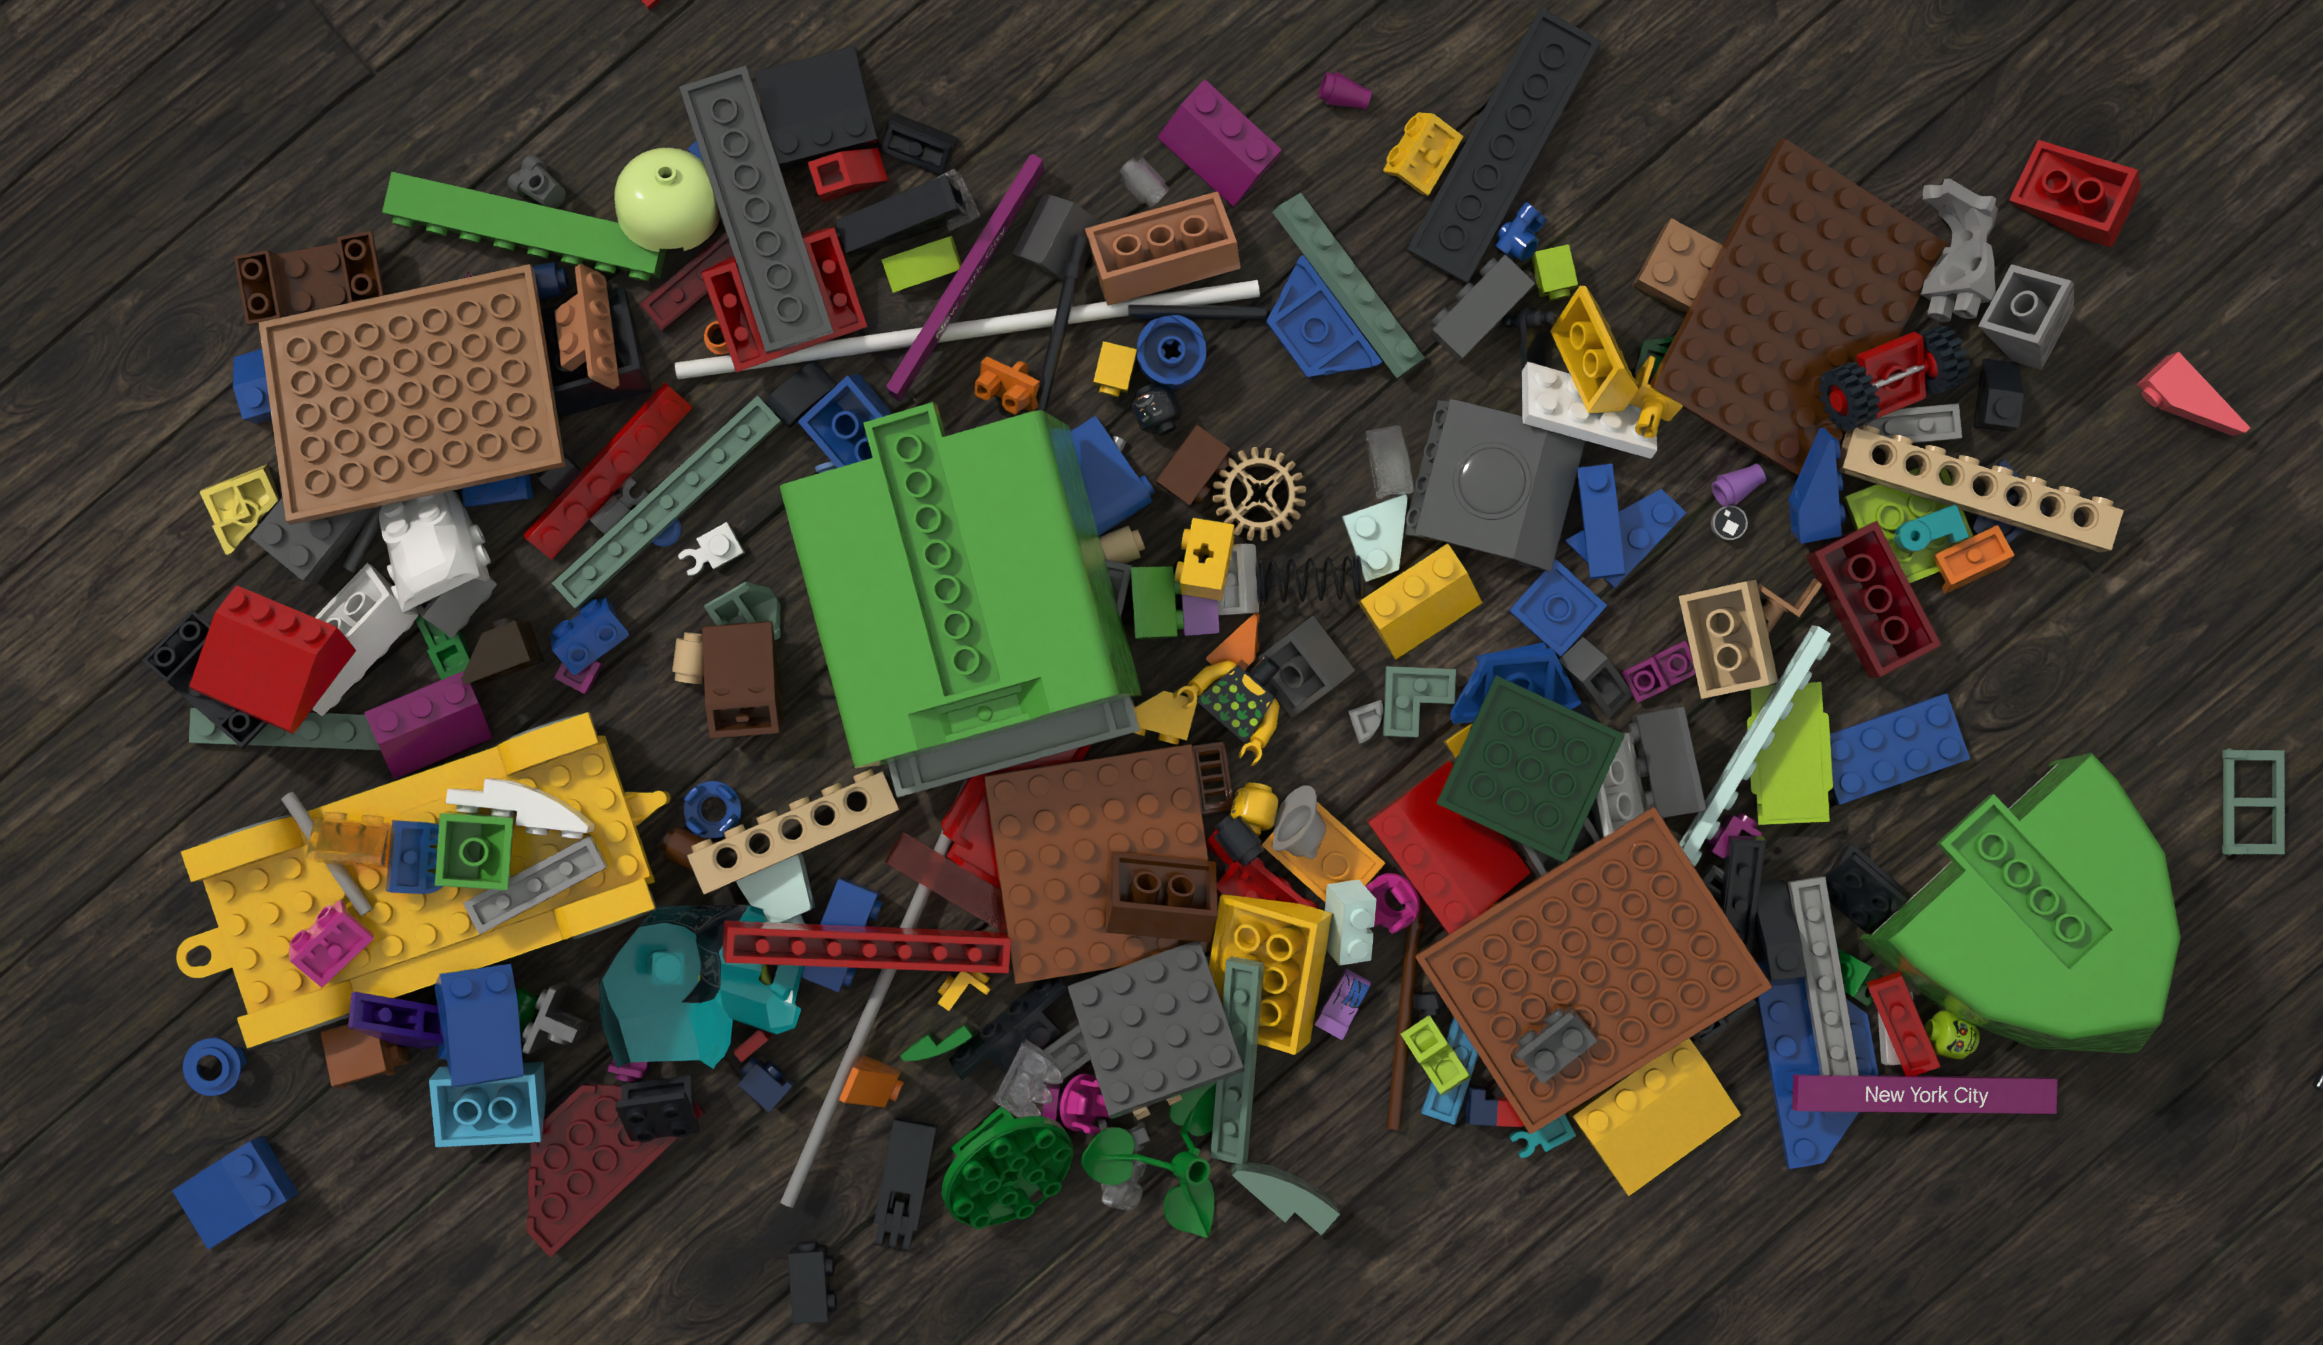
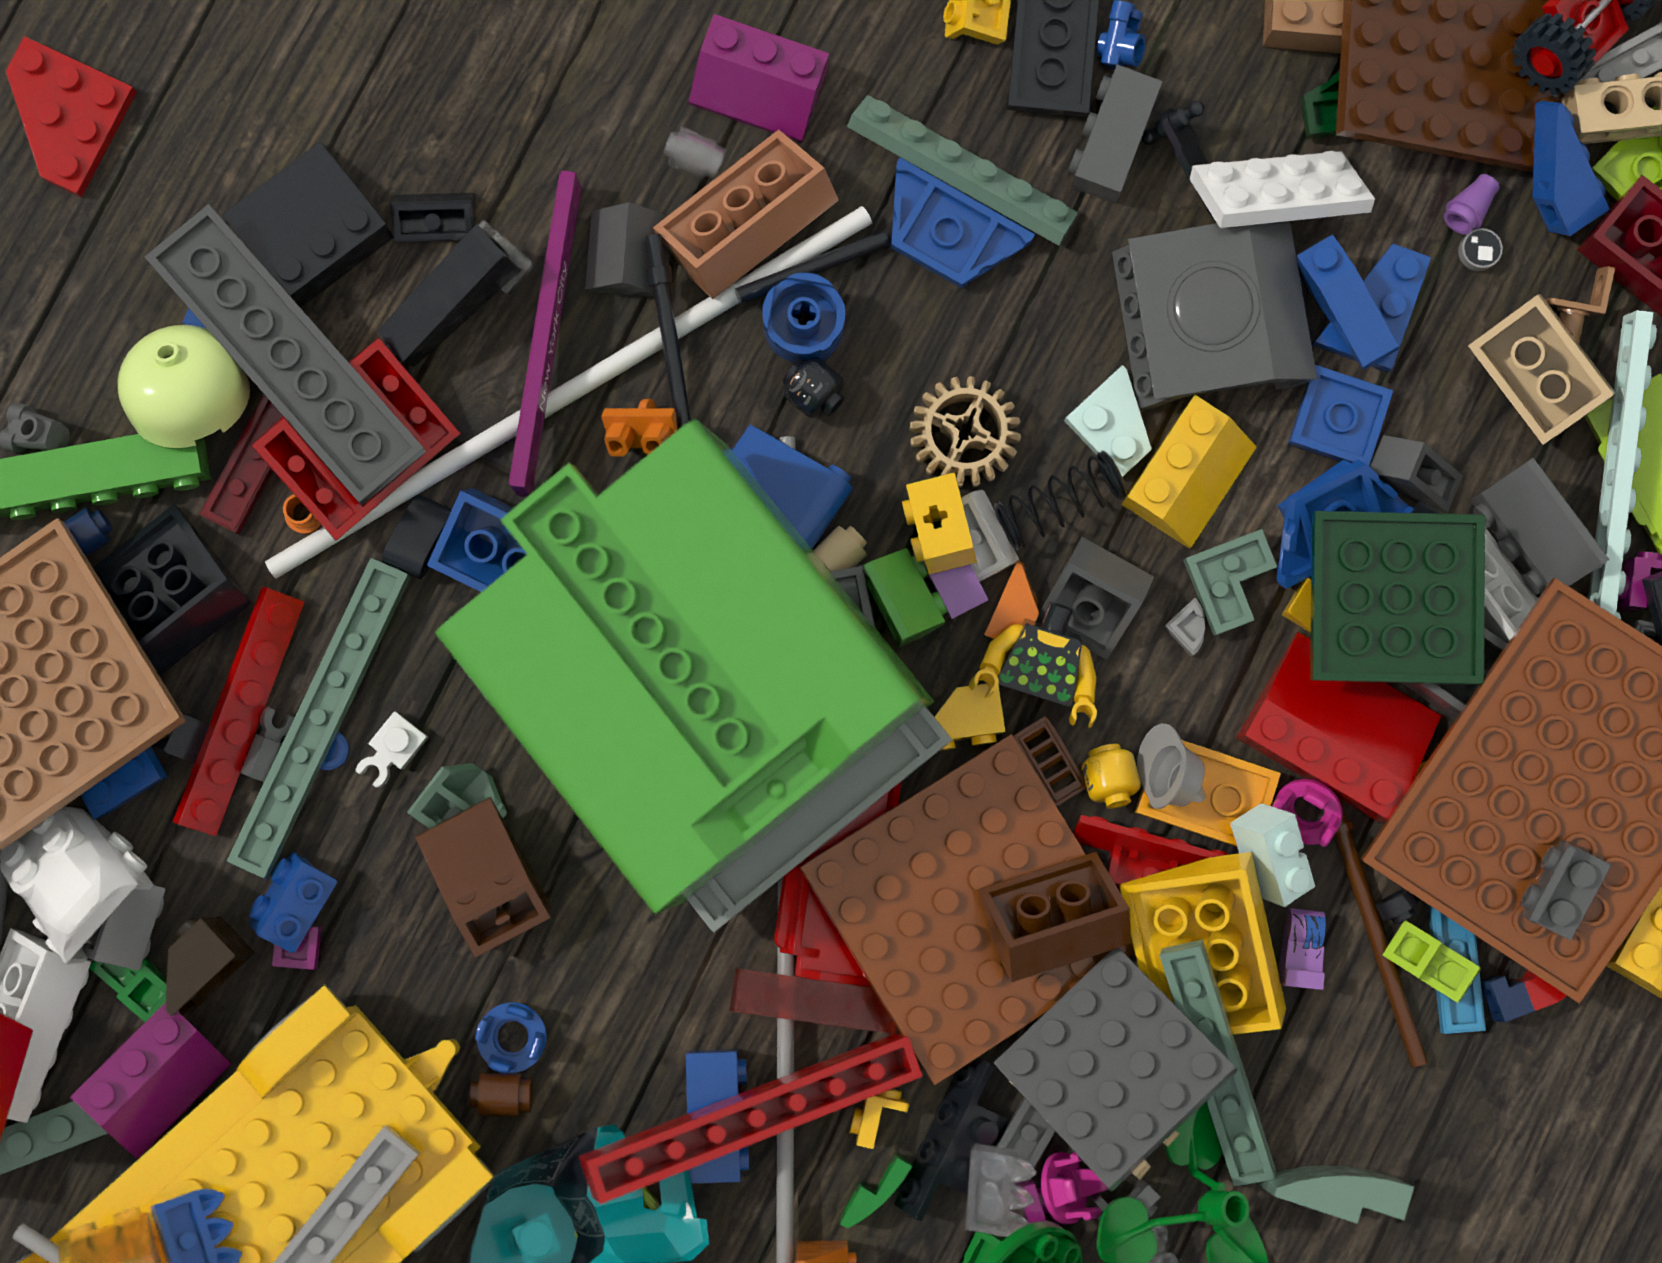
camera: 25 degrees left, 5 degrees down
(474, 850) = (258, 1201): bright green slope -> none
(534, 807) = (307, 1120): white slope -> none
(586, 329) = (150, 562): nougat bracket -> none
(689, 659) = (415, 880): tan brick -> none
(780, 890) = (626, 1095): light aqua torso -> none
(847, 173) = (368, 276): red slope -> none
(878, 804) = (694, 949): tan brick -> none
(922, 264) = (491, 340): lime slope -> none
(1114, 369) = (750, 364): yellow brick -> none
(1194, 466) = (881, 432): reddish brown brick -> none
(1238, 840) = (1112, 816): black brick -> none
(1389, 462) = (1091, 339): clear slope -> none
(1548, 1136) = (1595, 1002): teal plate -> none
(1554, 272) = (1176, 63): lime brick -> none
(1593, 355) = (1262, 126): yellow slope -> none
(1653, 403) = (1348, 151): yellow bracket -> none
(1660, 671) = (1482, 437): magenta slope -> none

